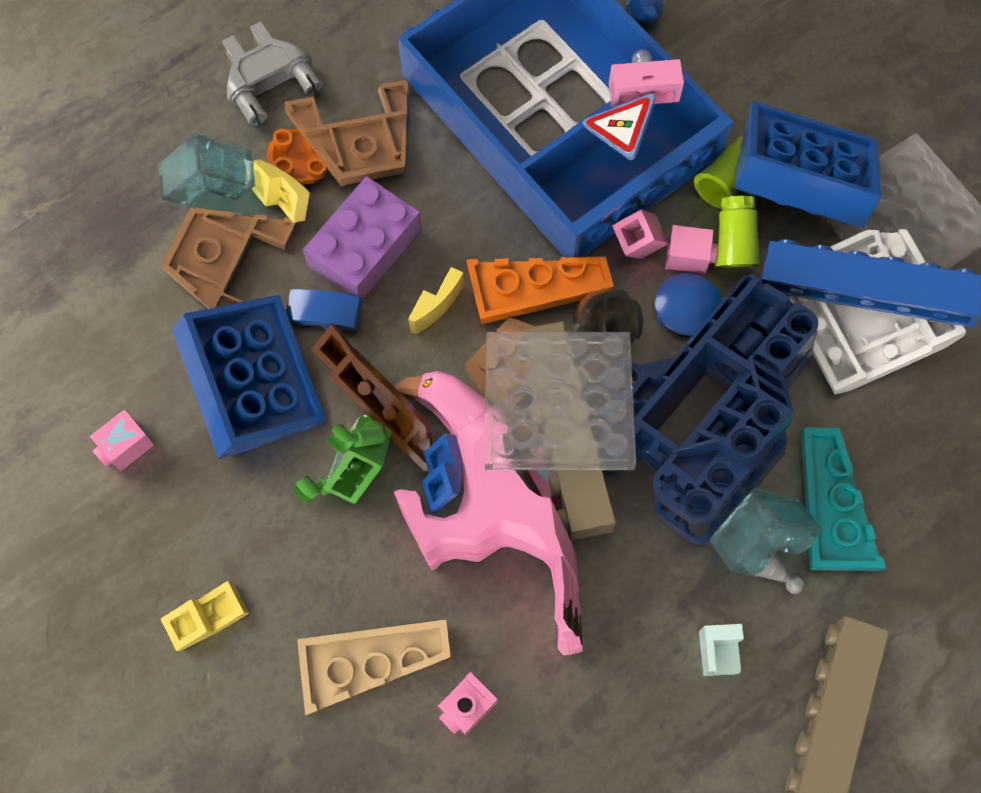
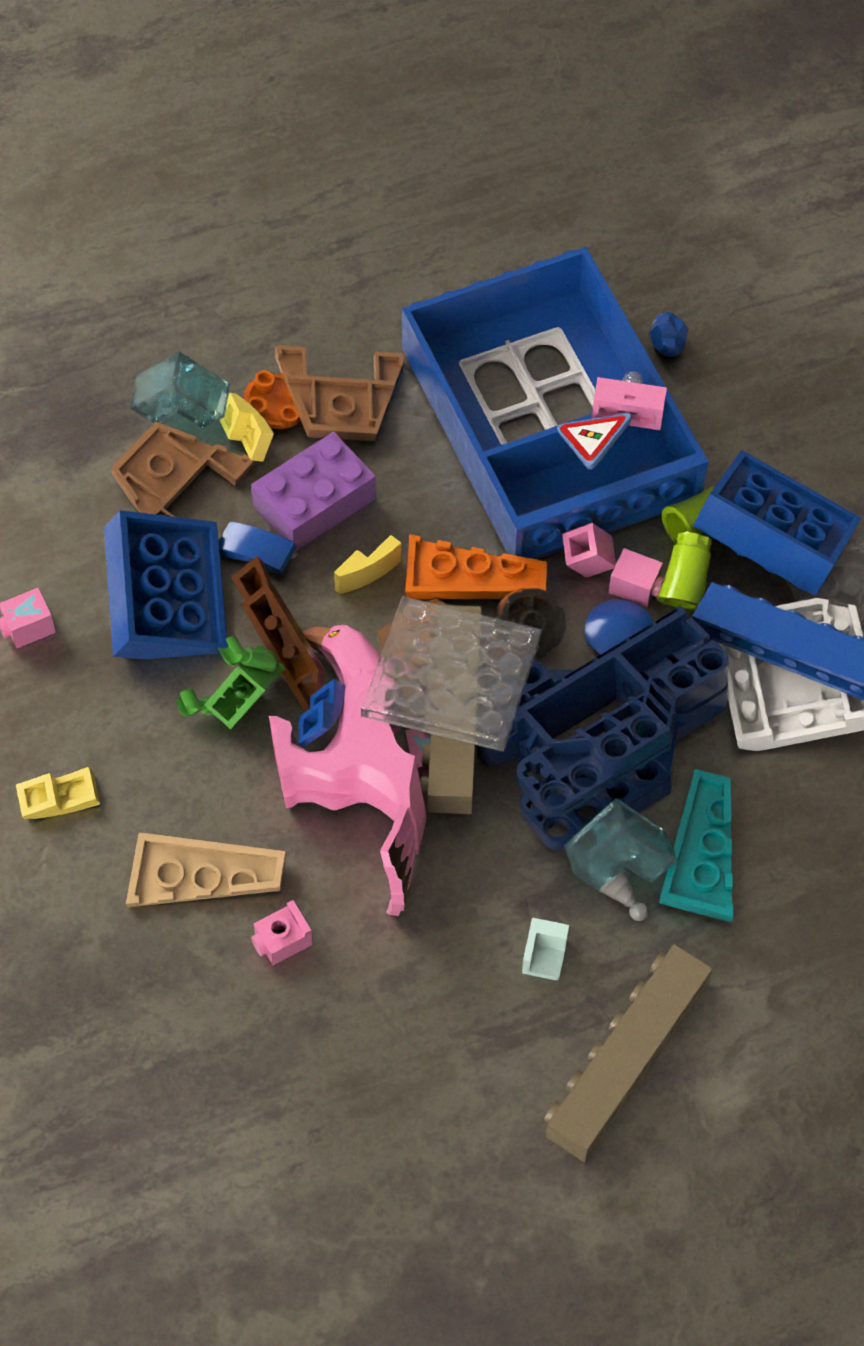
camera: 15 degrees right, 10 degrees down
(265, 68) = (267, 311): light grey connector -> none

